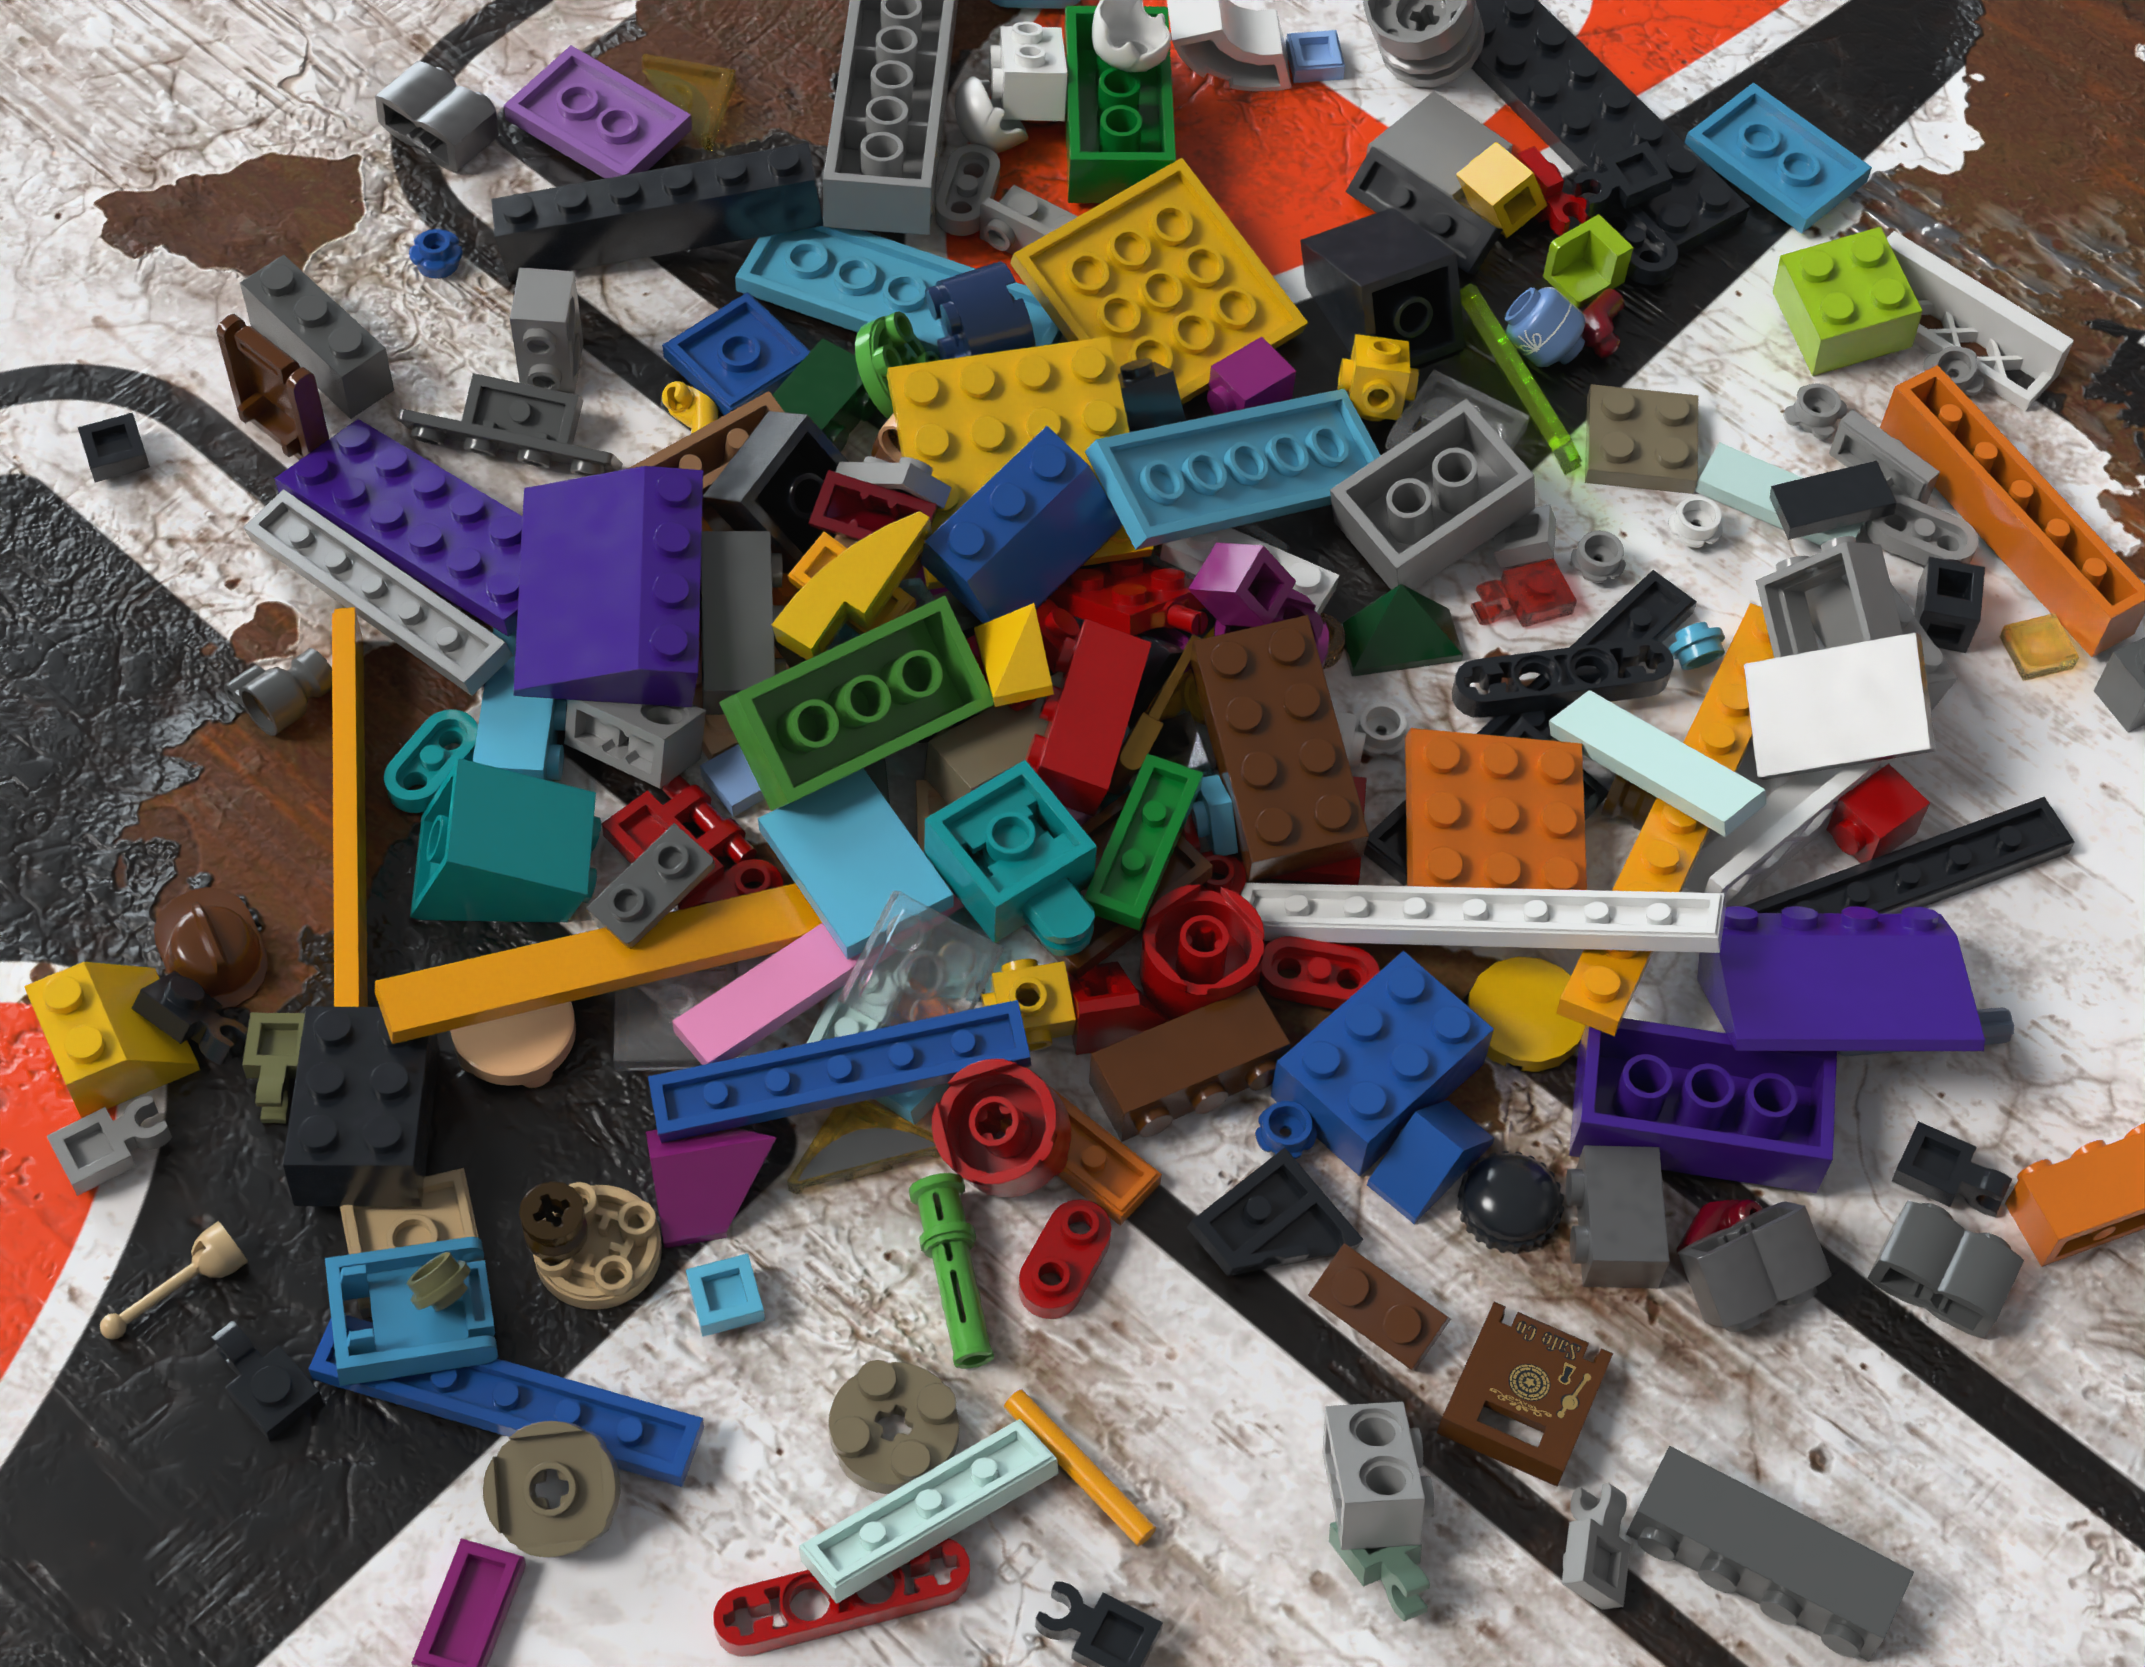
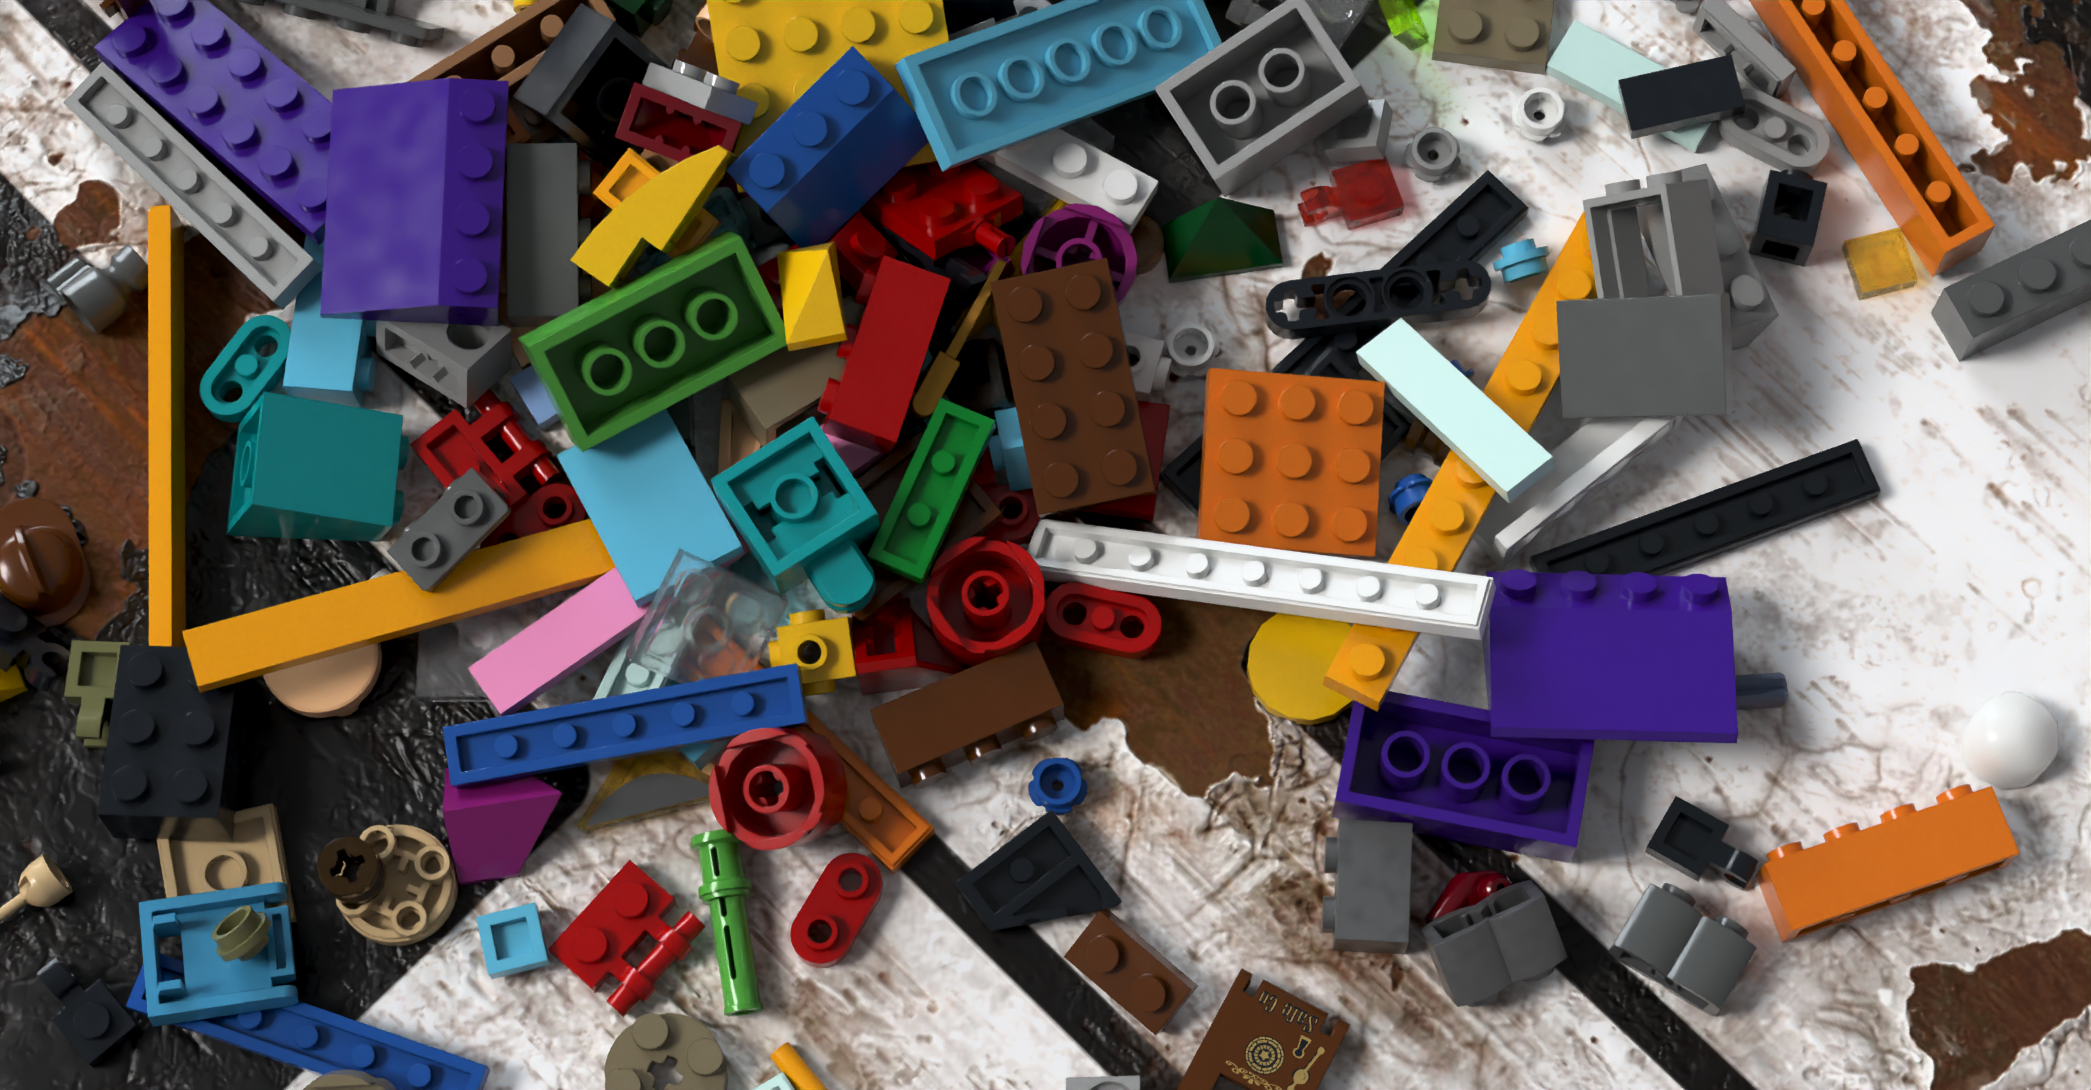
camera: 10 degrees right, 15 degrees up
(831, 1279) = (614, 926): none -> red plate
(1242, 584) = (1046, 216): magenta brick -> none
(1381, 1059) = (1155, 719): blue brick -> none
(1428, 1158) = (1195, 816): blue slope -> none
(1510, 1202) = (1270, 862): black hat -> none
(1612, 855) = (1408, 496): none -> blue plate
(1877, 815) = (1680, 461): red brick -> none

